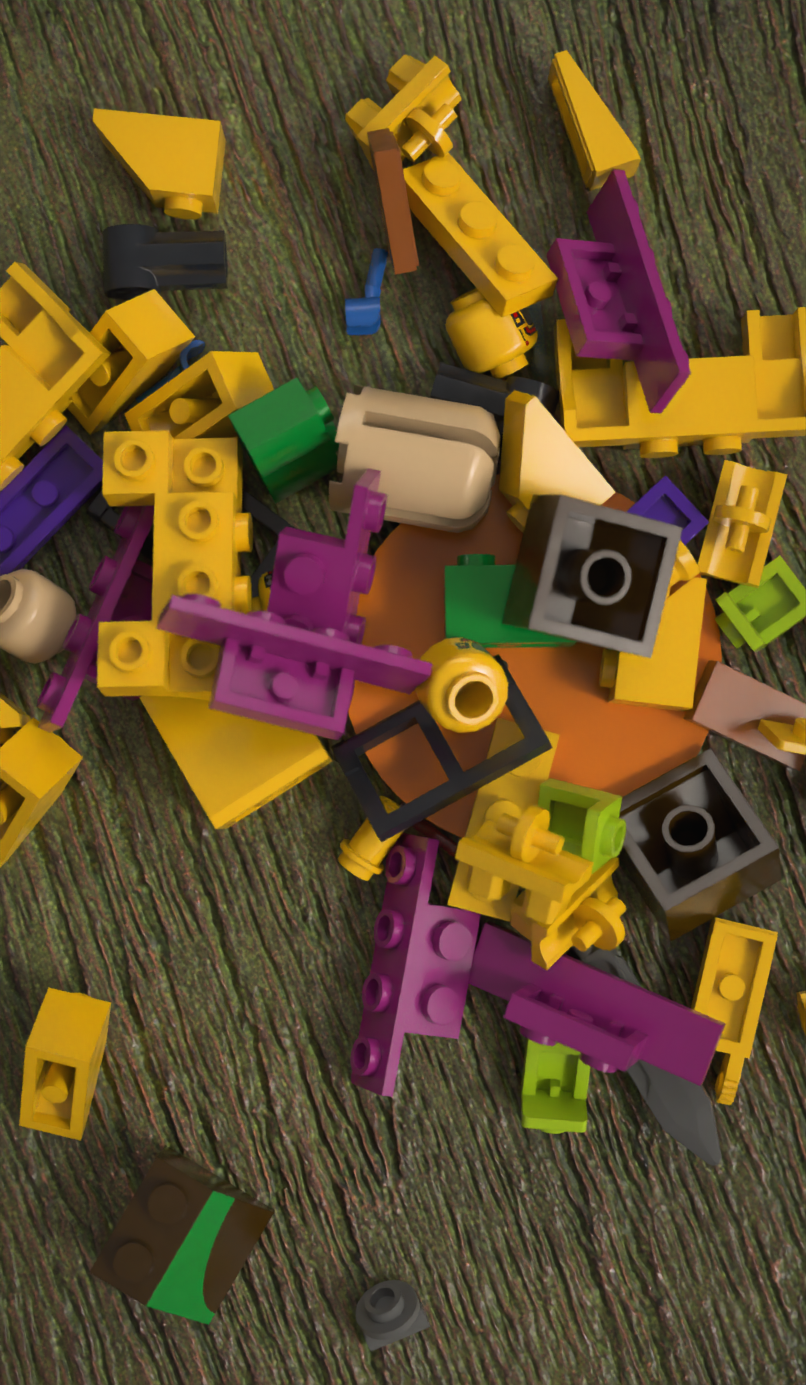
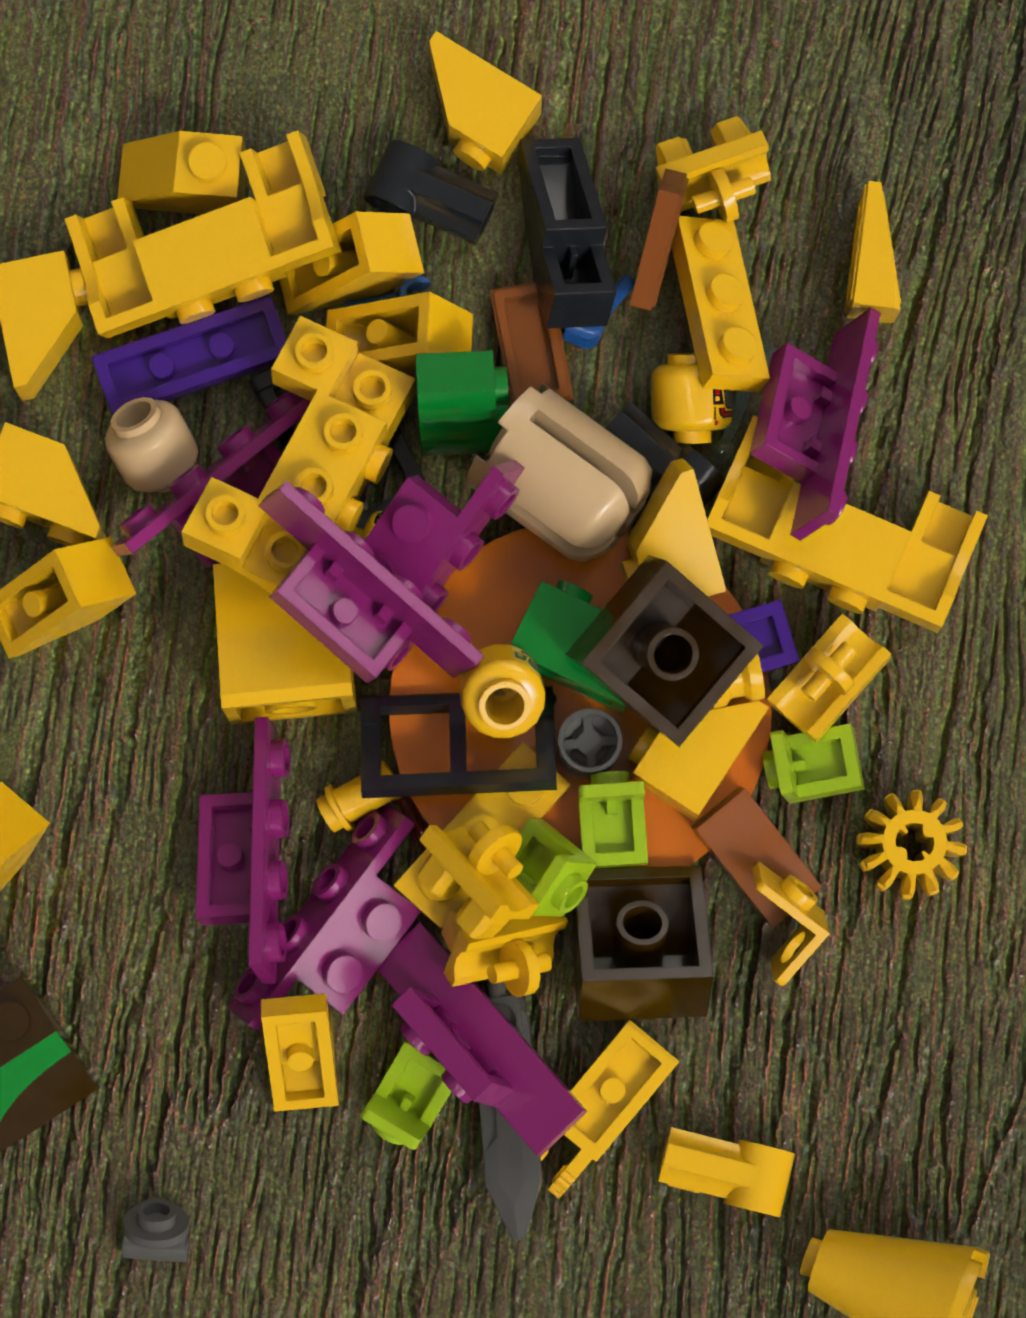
camera: 25 degrees right, 5 degrees down
(296, 945) = (240, 855): none -> magenta bracket
(304, 238) = (565, 233): none -> black slope
(320, 349) = (526, 346): none -> dark orange tile
(438, 1093) = (300, 1051): none -> yellow slope
(568, 687) = (589, 732): none -> dark grey wheel
(615, 749) = (613, 820): none -> lime bracket

